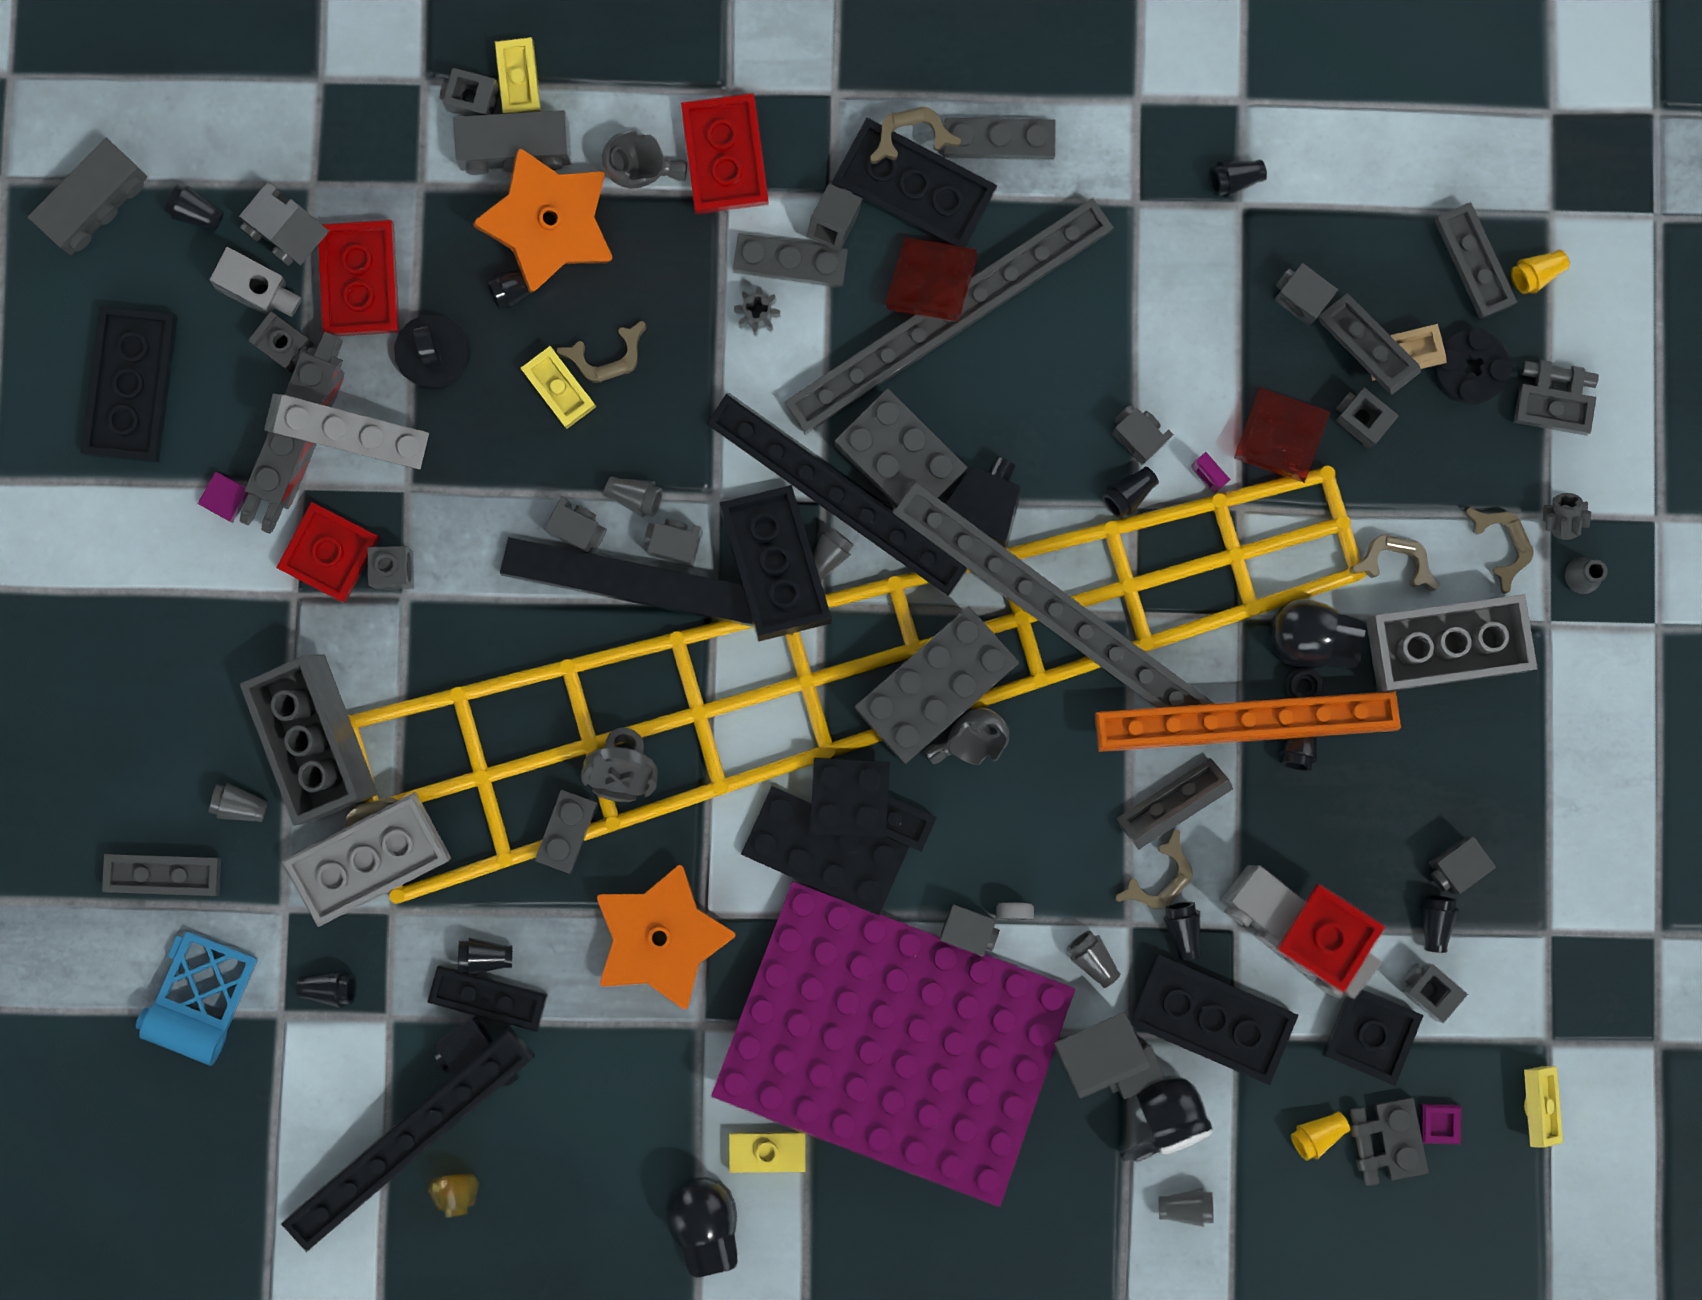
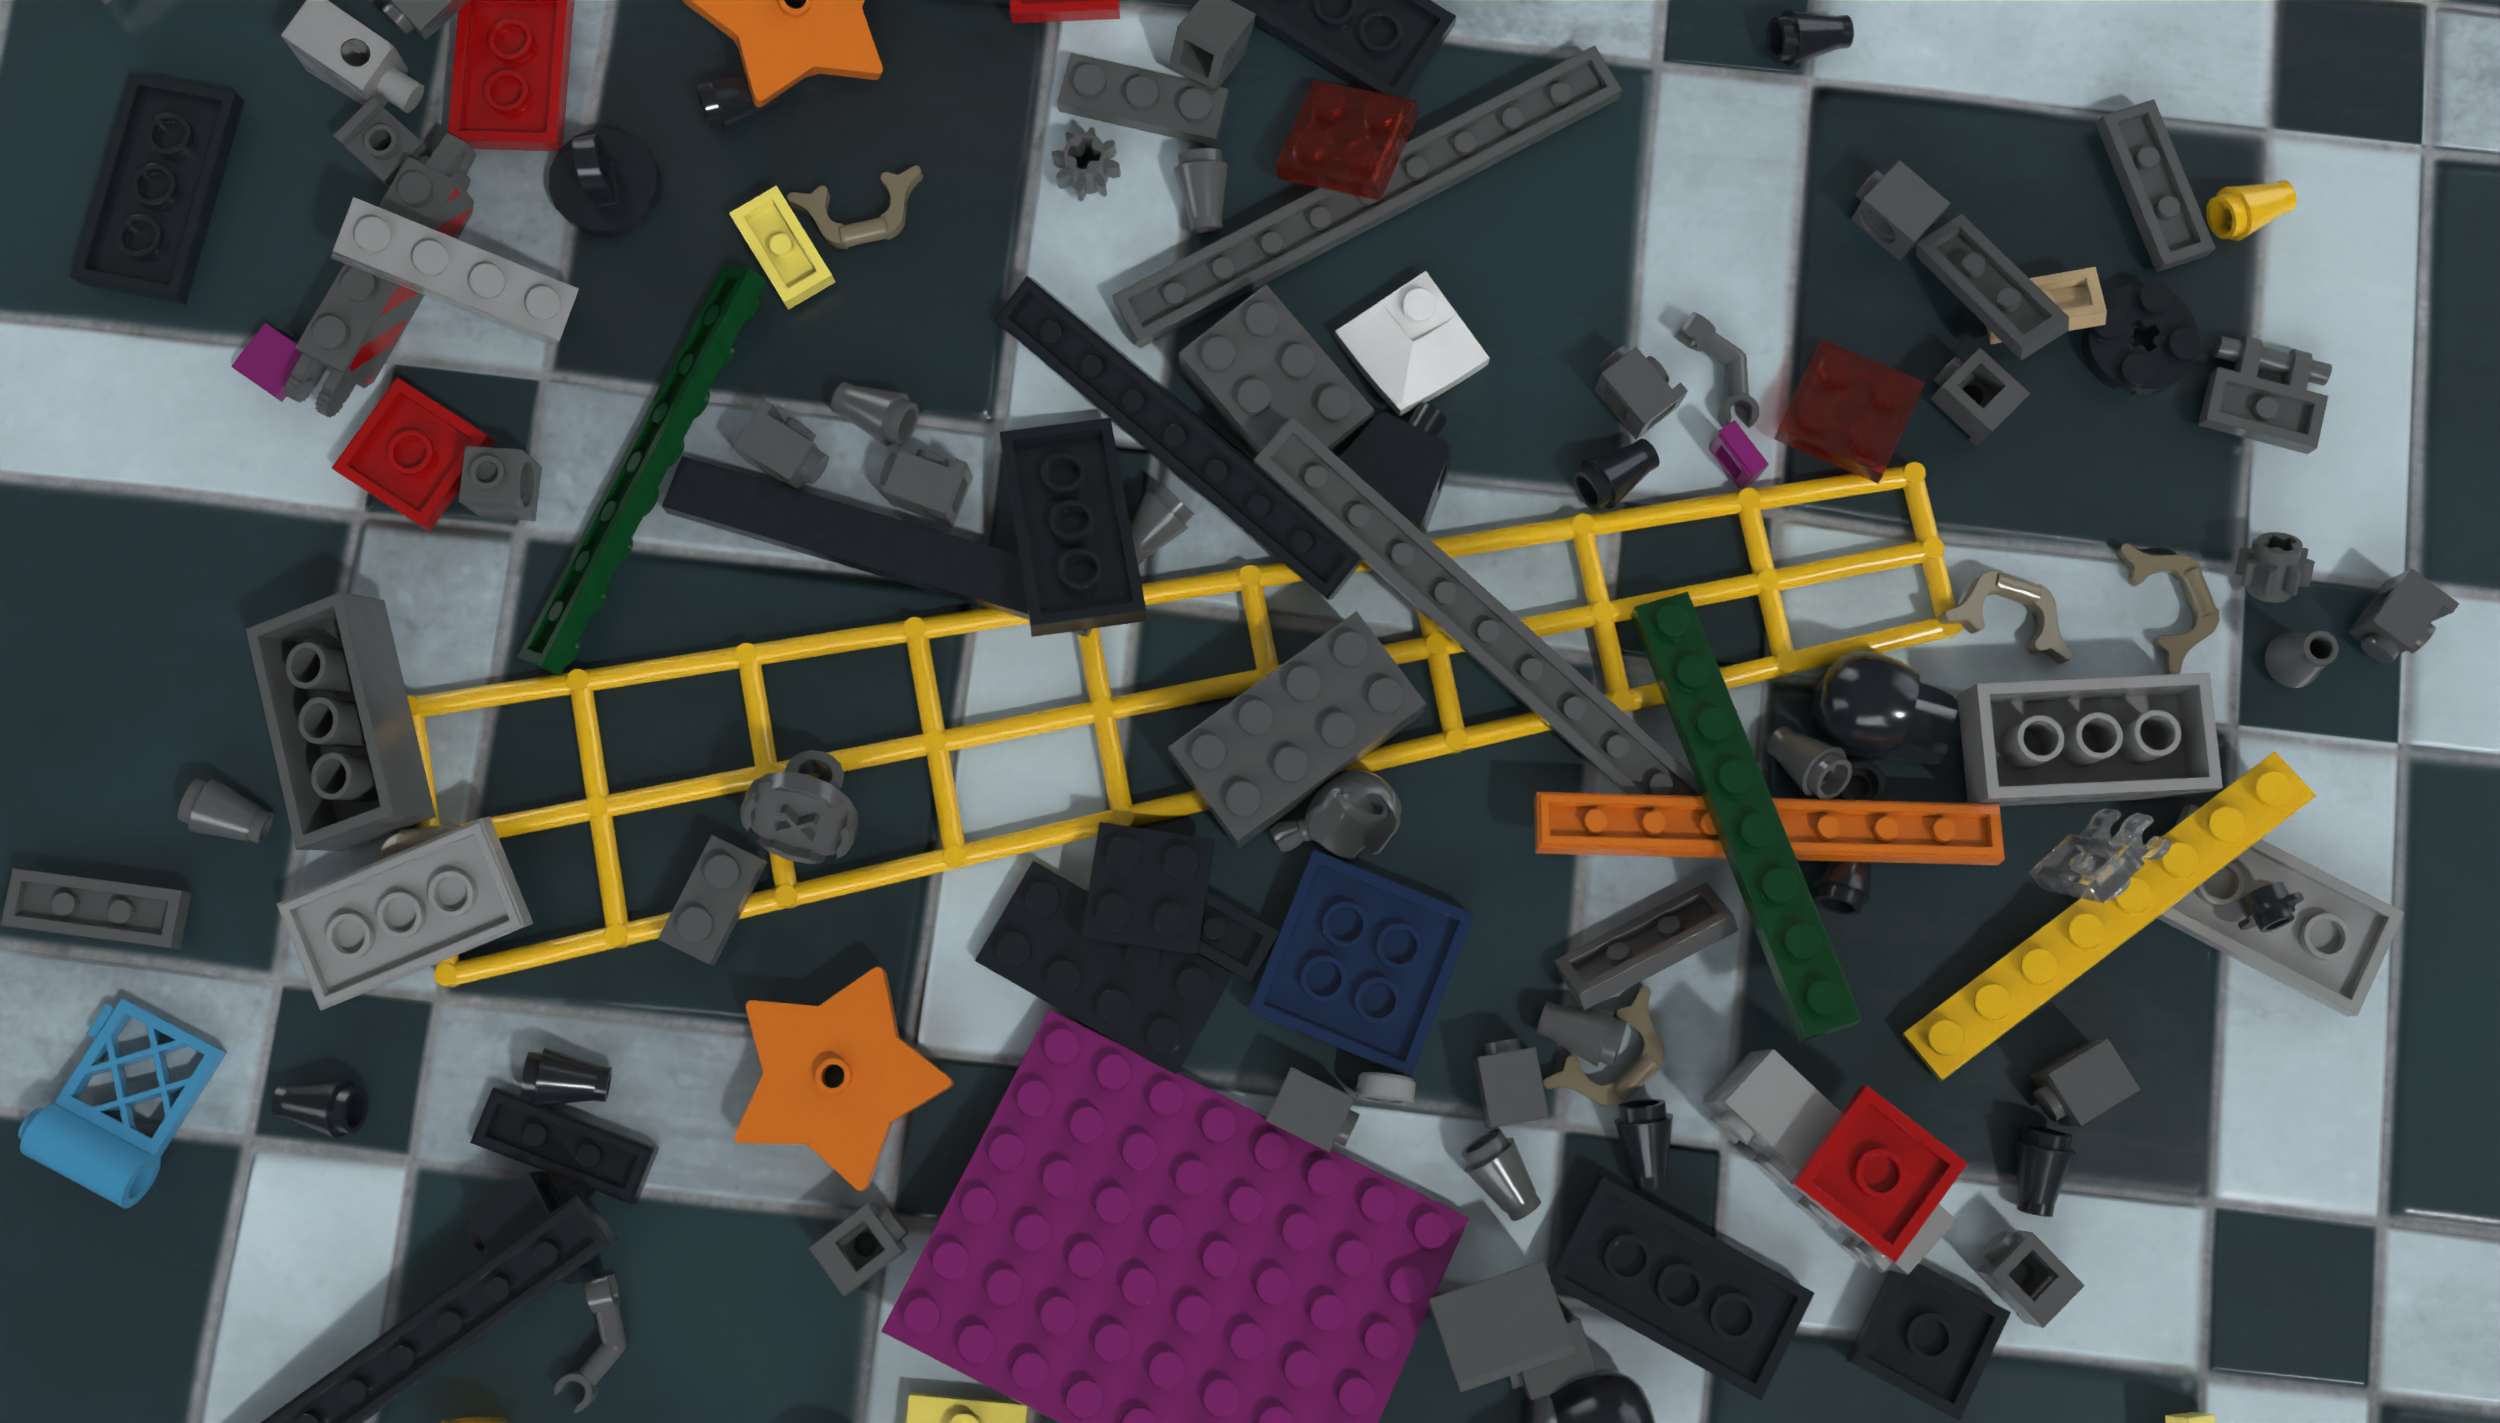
camera: 10 degrees right, 5 degrees down
(484, 547) = (636, 480): none -> dark green plate
(527, 1096) = (604, 1301): none -> dark grey arm
(678, 1054) = (840, 1253): none -> dark grey brick
(837, 320) = (1202, 187): none -> dark grey cone
(987, 416) = (1412, 345): none -> white plate
(991, 832) = (1361, 963): none -> dark blue plate
(1094, 901) = (1510, 1084): none -> dark grey brick
(1142, 864) = (1588, 1033): none -> dark grey cone
(1180, 392) = (1701, 335): none -> dark grey arm
(1230, 714) = (1745, 818): none -> dark green plate
(1273, 675) = (1813, 764): none -> dark grey cone
(1459, 724) = (2095, 863): none -> clear plate
(1471, 756) = (2094, 929): none -> yellow plate
(1572, 743) = (2268, 907): none -> black plate
(1575, 742) = (2323, 953): none -> light grey plate
(1650, 541) = (2401, 616): none -> dark grey brick

